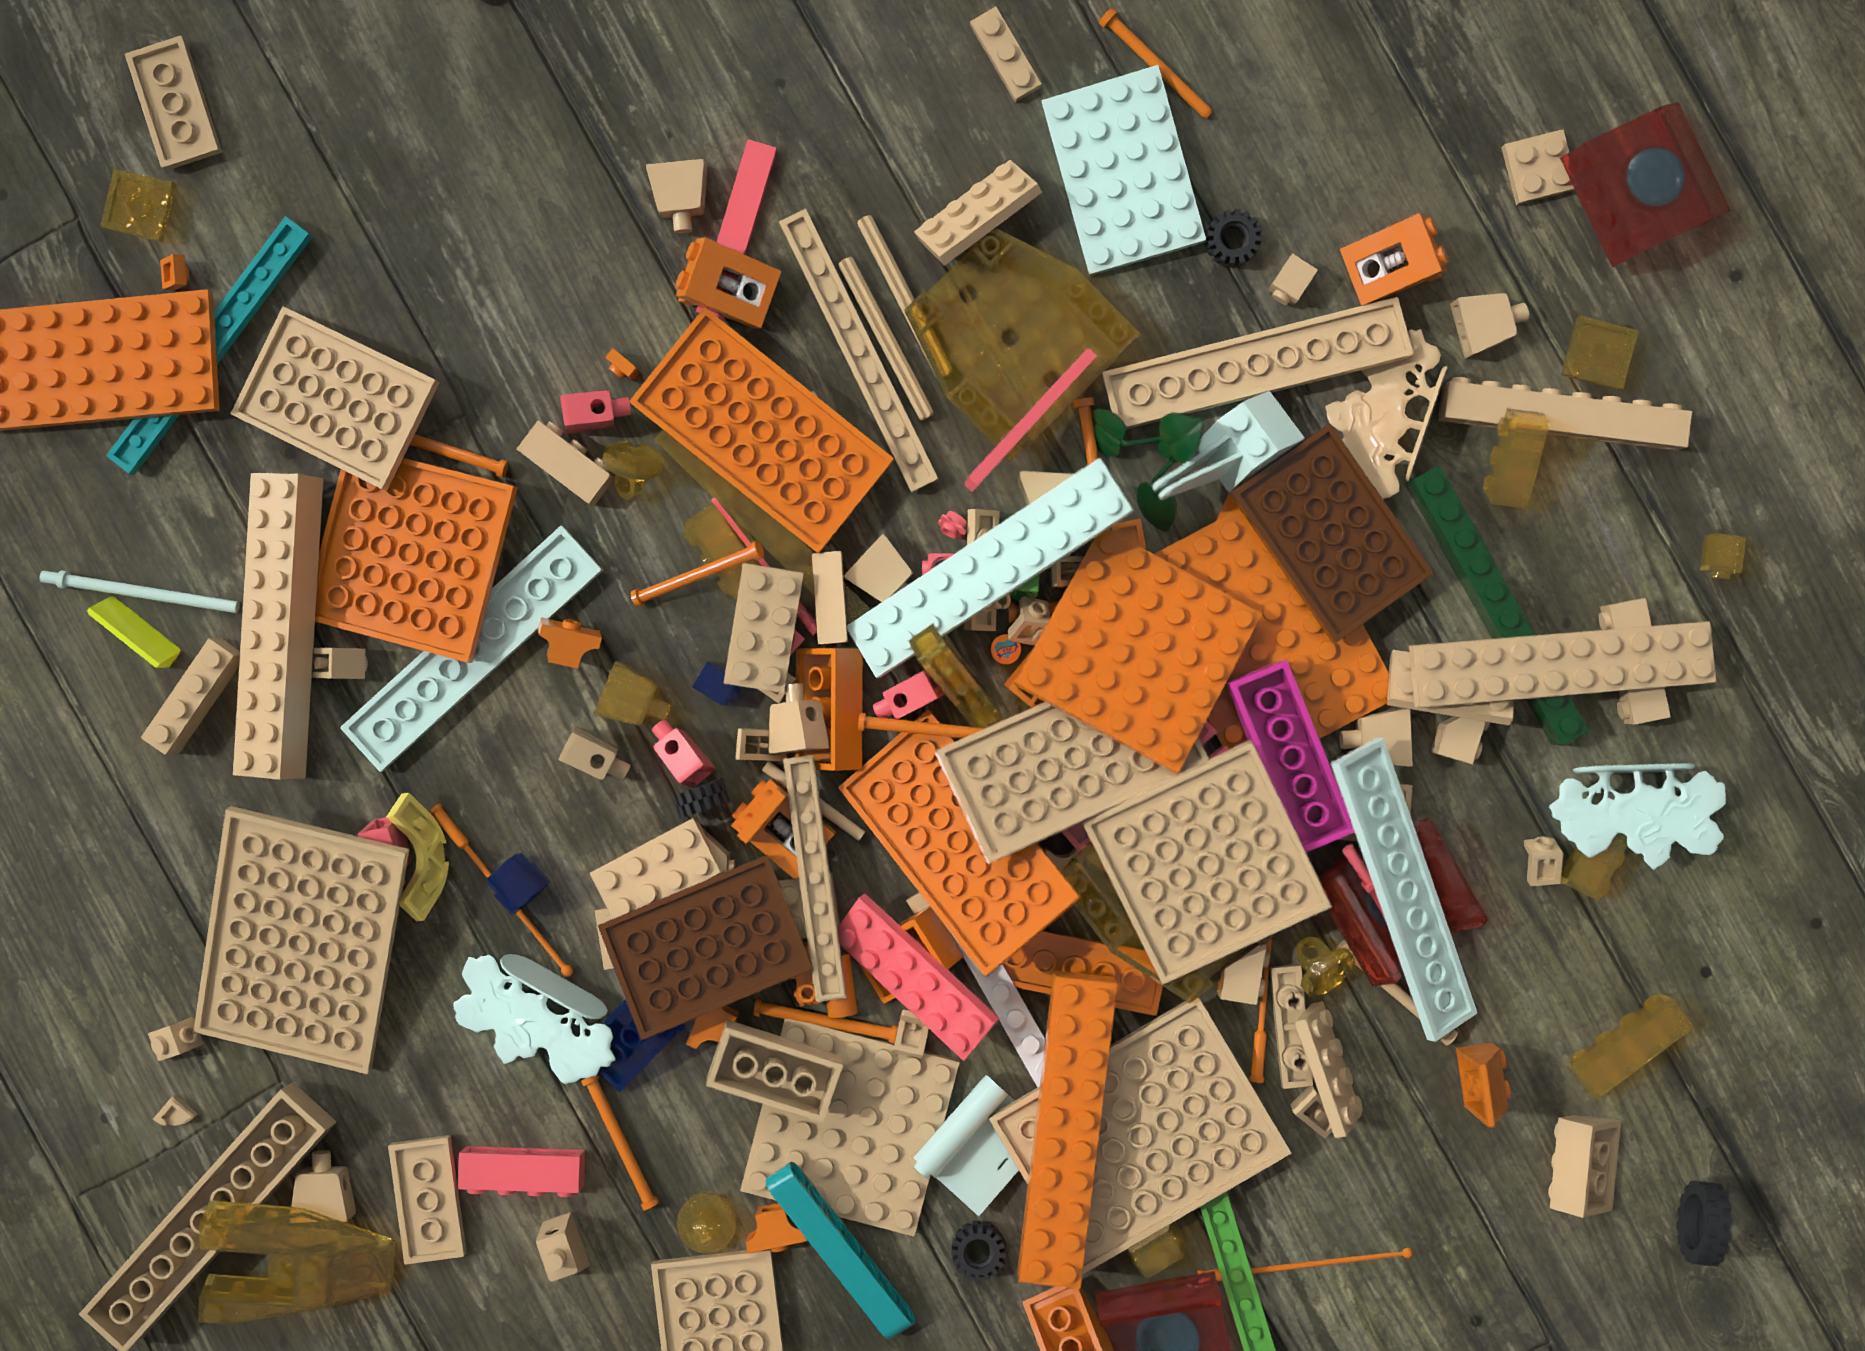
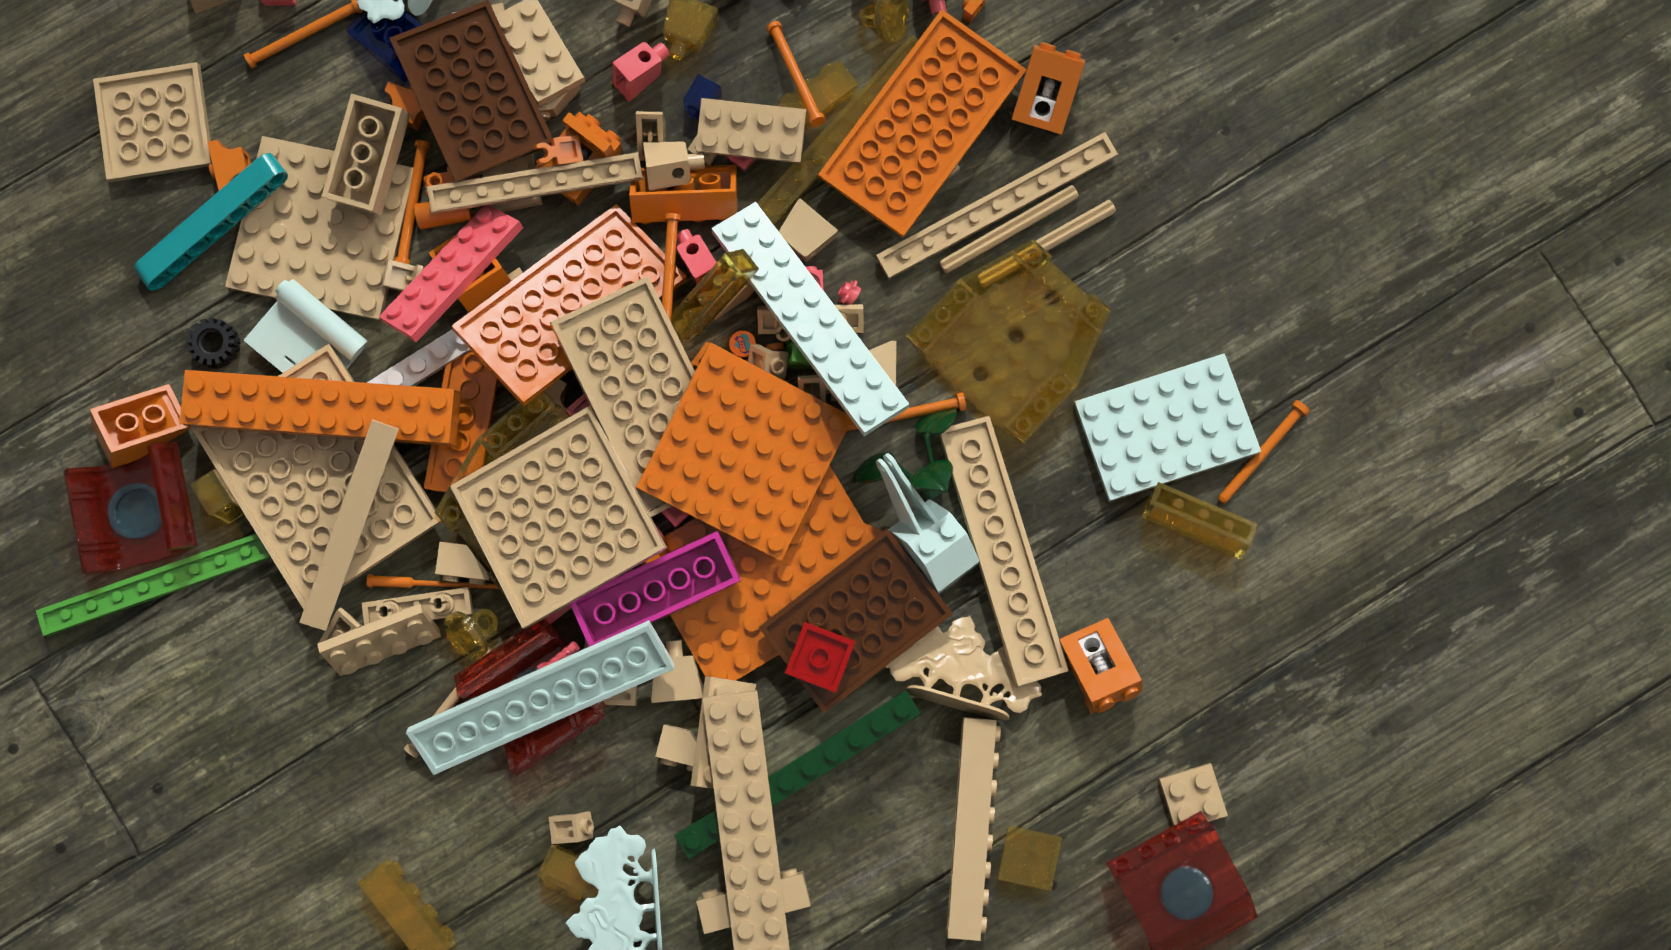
camera: 85 degrees right, 5 degrees down
(679, 190) = (1126, 47): tan torso -> none
(701, 798) = (602, 86): black tyre -> none
(707, 1222) = (234, 109): clear yellow tile -> none
(745, 201) = (1117, 103): coral tile -> none
(779, 844) = (563, 150): none -> orange plate
(805, 617) = (770, 165): coral sword -> none
(826, 810) = (597, 194): tan bar -> none
(830, 597) = (780, 188): tan slope -> none
(977, 212) = (1122, 299): tan plate -> none
(1005, 54) = (1263, 321): tan plate -> none
(1030, 419) = (942, 348): coral tile -> none
(1132, 531) = (849, 447): orange plate -> none
(1202, 1098) = (349, 525): none -> tan tile
(1233, 220) = (1129, 526): black tyre -> none
(1234, 139) = (1199, 520): none -> clear yellow brick
(1292, 280) = (1078, 578): tan brick -> none
(1374, 574) = (820, 657): none -> red plate
(1406, 1253) = (217, 723): orange piece -> none
(1483, 1081) = (371, 781): orange slope -> none
(1486, 321) = (1052, 754): tan torso -> none
(1516, 458) = (930, 782): clear yellow brick -> none
(1584, 1165) = (298, 878): tan slope -> none

